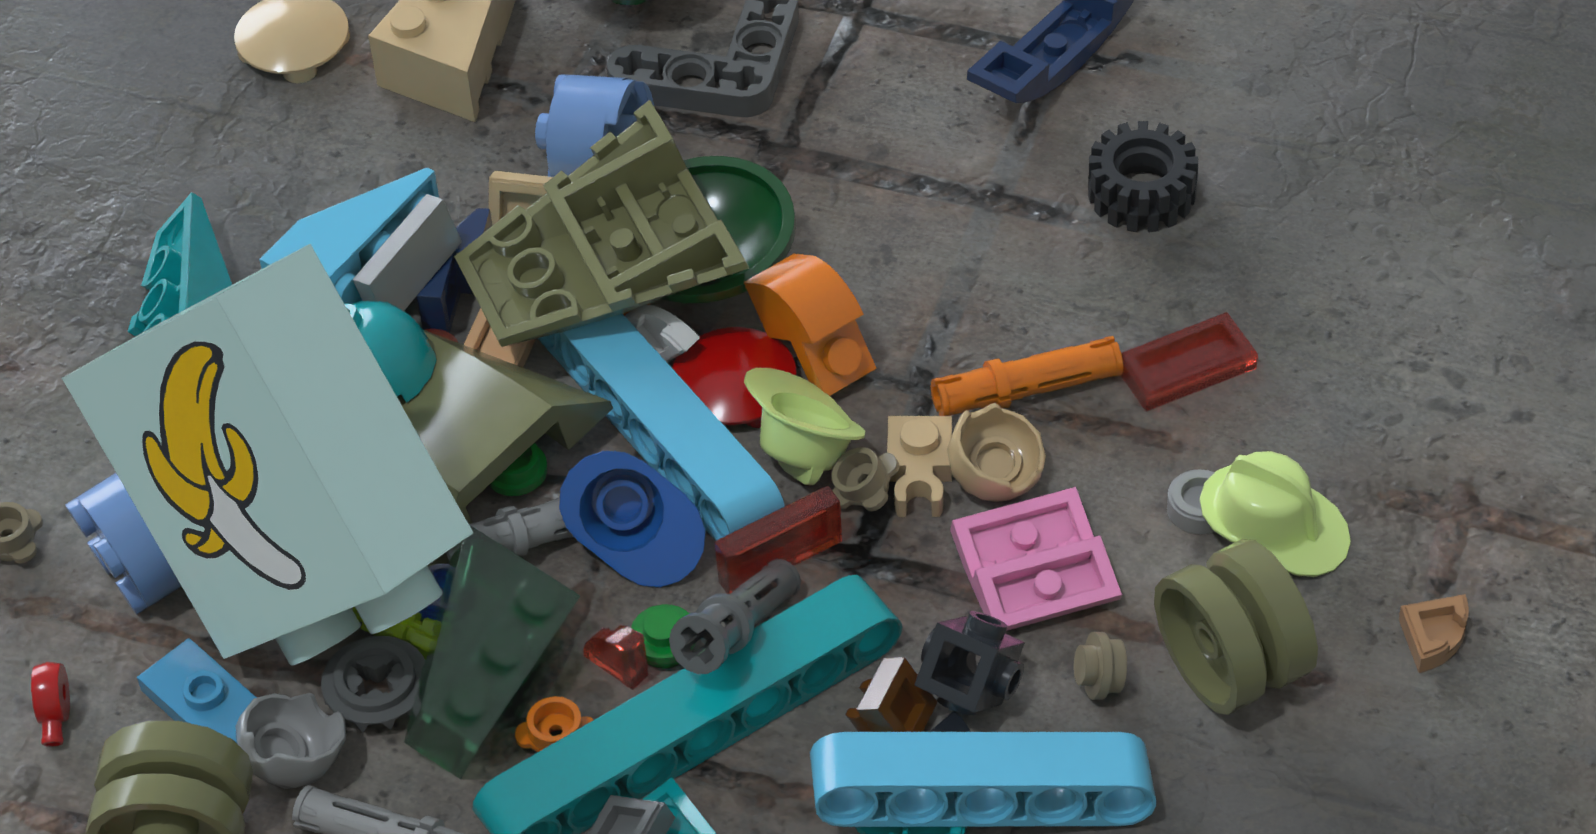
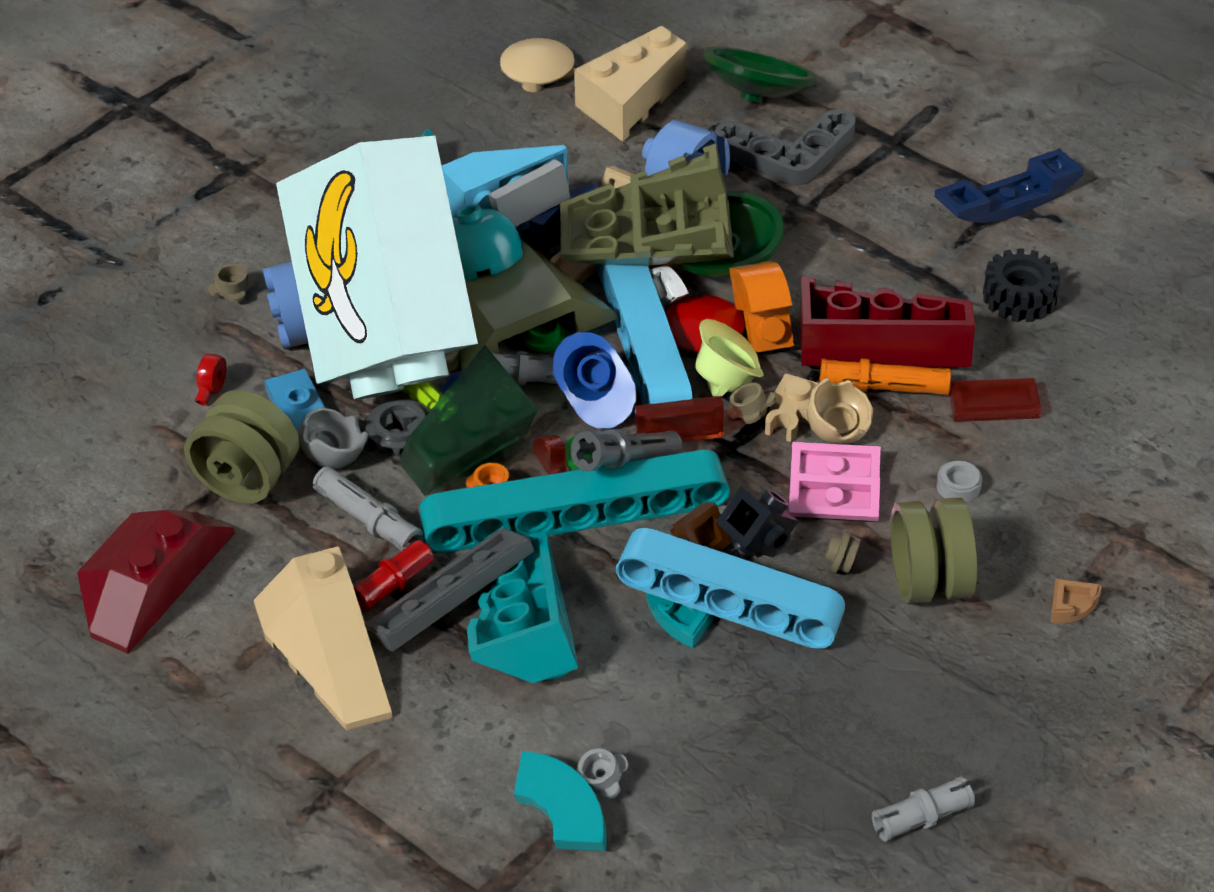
camera: 20 degrees right, 5 degrees down
(992, 305) = (883, 327): none -> dark red wedge
(1272, 502) = (1002, 502): yellowish green piece -> none

